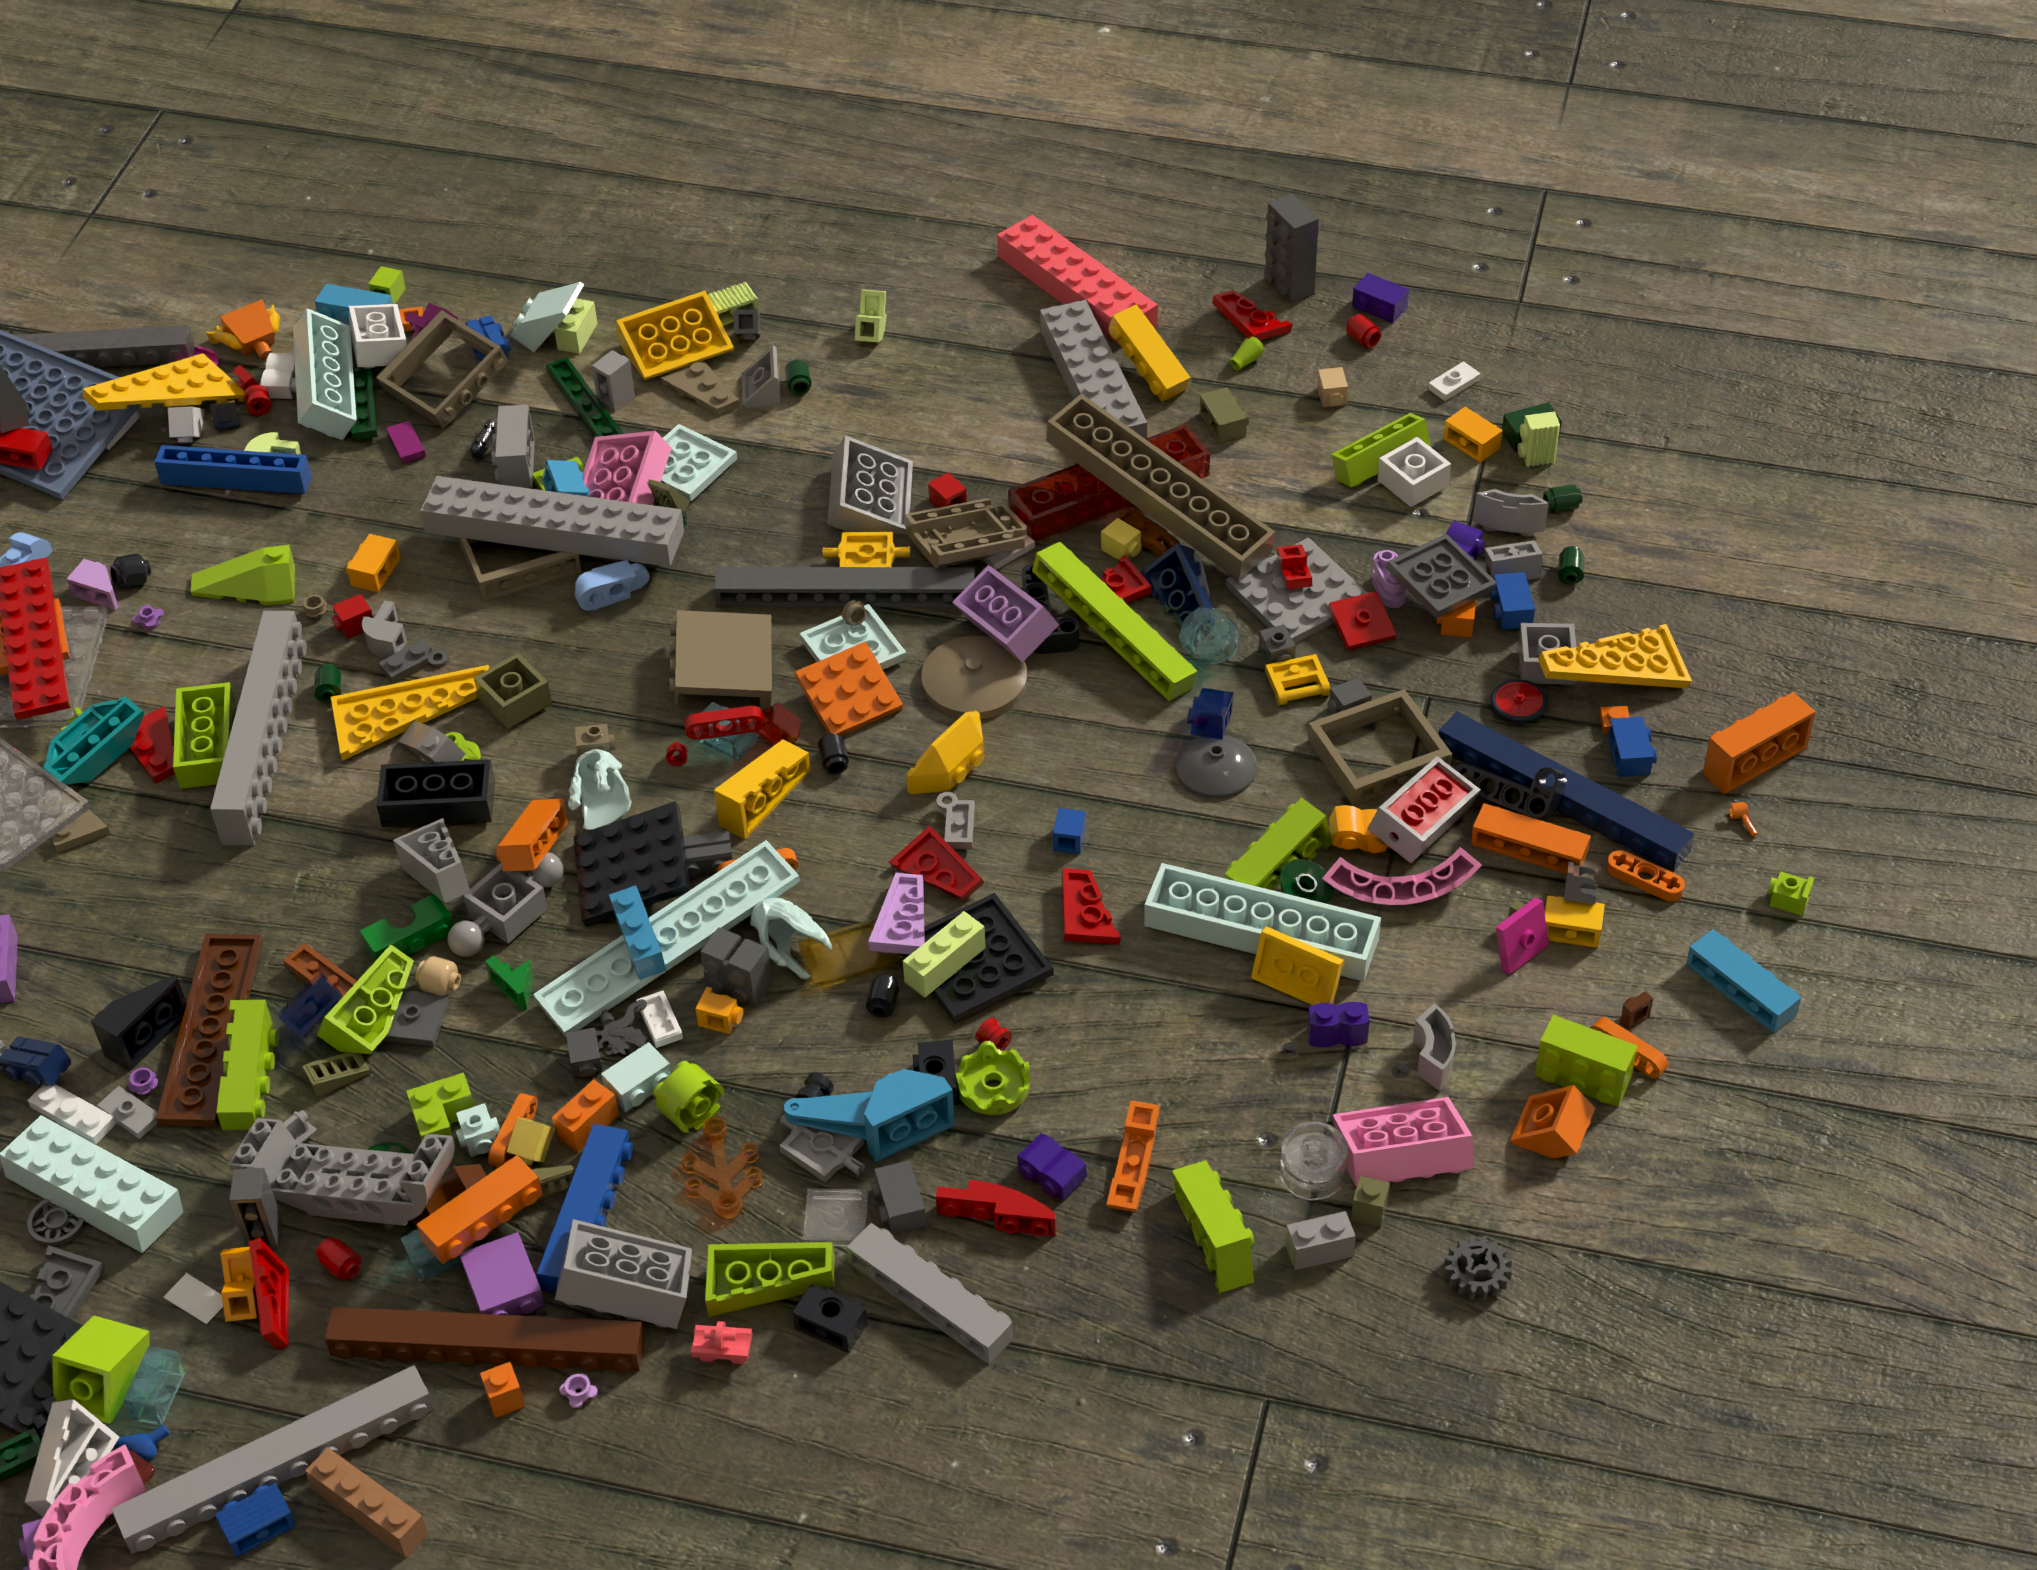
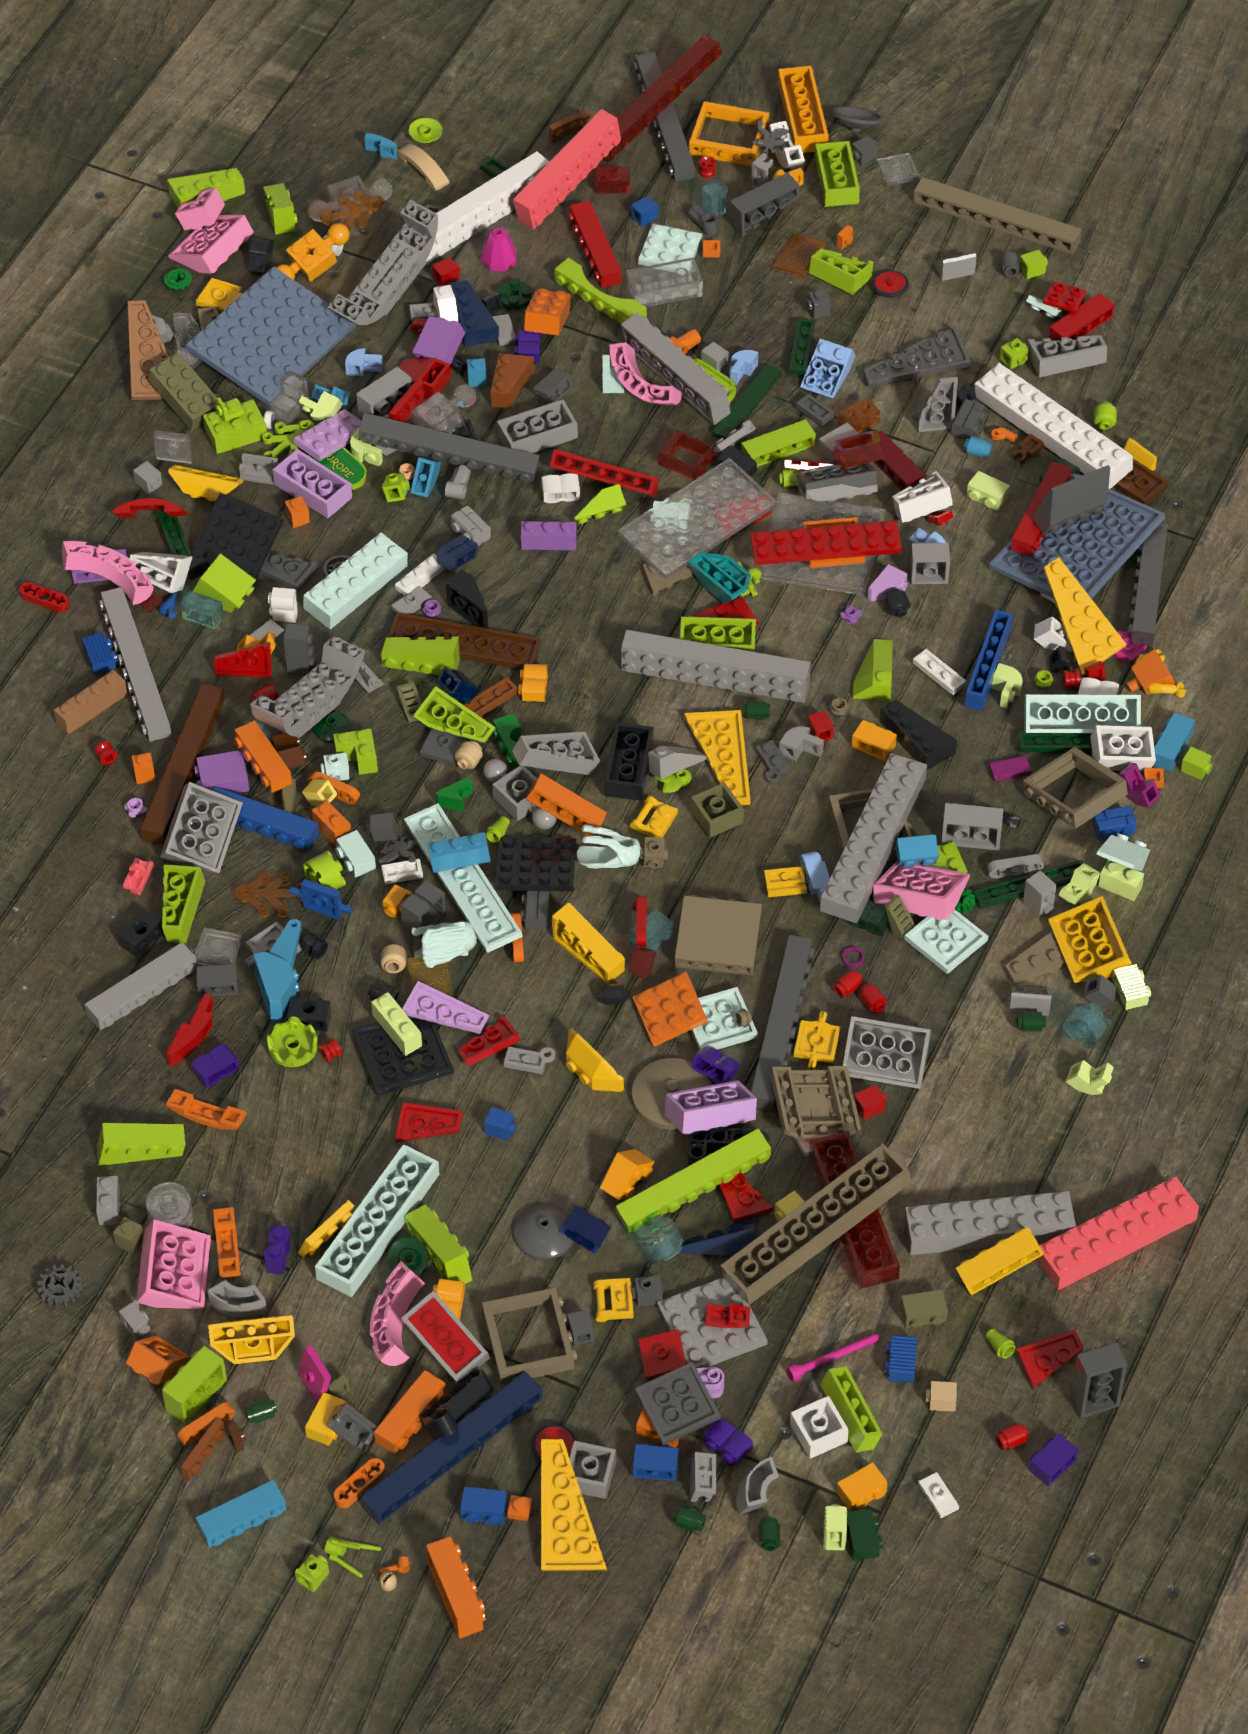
camera: 100 degrees right, 5 degrees up
(63, 537) = (929, 563): none -> light grey brick
(150, 1261) = (283, 605): none -> white brick
(249, 519) = (939, 672): none -> white plate
(256, 426) = (1043, 679): none -> lime plate
(290, 927) = (534, 682): none -> light orange brick
(374, 510) = (917, 735): none -> black wedge
(473, 1454) = (106, 753): none -> red wheel
(528, 757) = (660, 820): none -> yellow plate
(565, 416) = (1006, 868): none -> light grey beam
(569, 923) = (497, 830): none -> lime cone
(585, 350) = (1081, 885): none -> yellowish green brick
(618, 616) = (785, 881): none -> yellow plate
(724, 536) = (853, 965): none -> magenta piece
(736, 1088) = (321, 899): none -> blue plate
(772, 537) = (848, 983): none -> red brick
(790, 512) = (873, 998): none -> red brick
(800, 324) = (1086, 1024): none -> clear light blue brick
(820, 994) = (393, 958): none -> tan head
(929, 633) = (715, 1065): none -> dark purple brick
(1118, 682) = (624, 1173): none -> light orange brick
(1294, 423) = (902, 1358): none -> blue brick
(1341, 508) = (796, 1371): none -> dark pink piece
(1350, 1088) = (227, 1242): none -> orange slope
(1479, 1016) = (252, 1338): none -> yellow wedge
(1501, 1164) = (134, 1319): none -> light grey brick
(1586, 993) = (260, 1410): none -> dark green brick
(1672, 1041) = (203, 1449): none -> dark orange plate
(1745, 877) = (337, 1547): none -> lime plant
(1765, 823) = (391, 1582): none -> tan hinge

